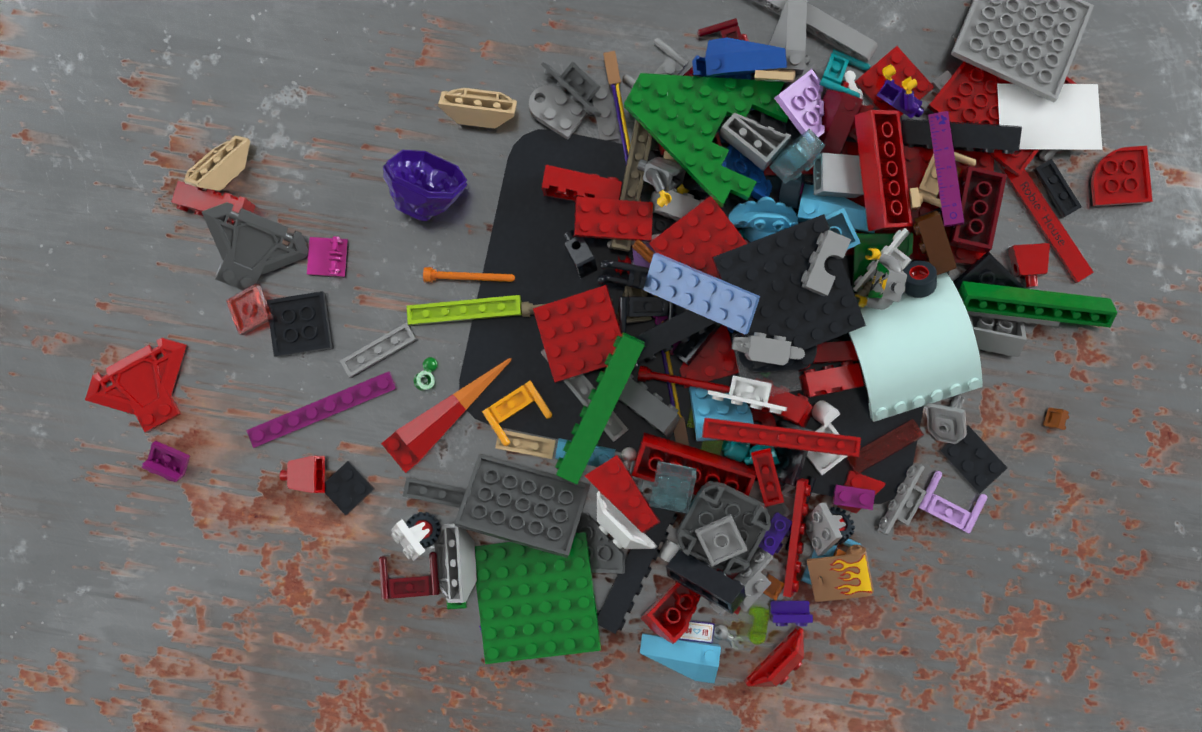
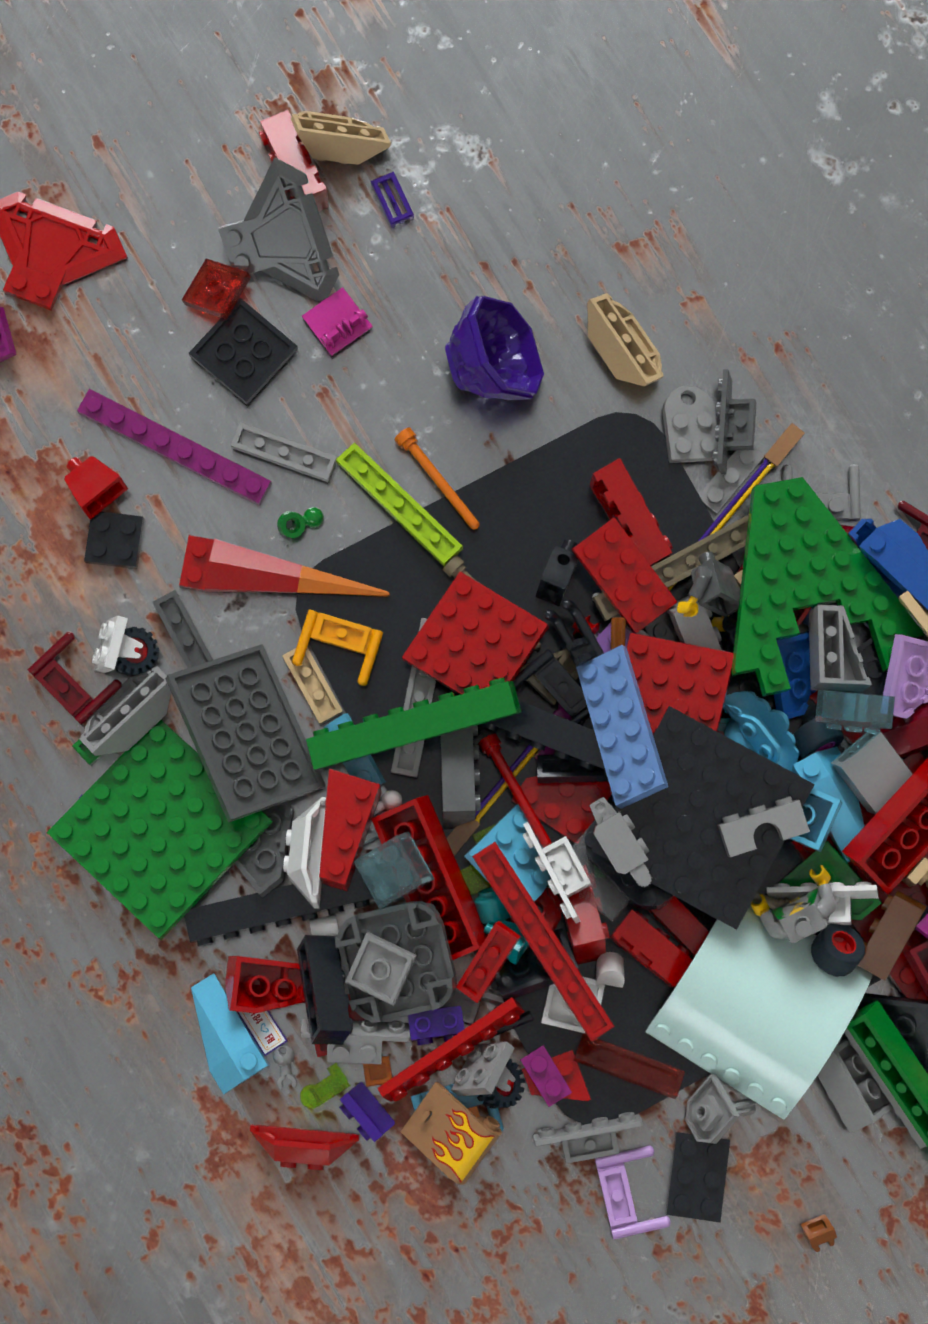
camera: 45 degrees right, 5 degrees down
(297, 170) = (400, 218): none -> dark purple tile

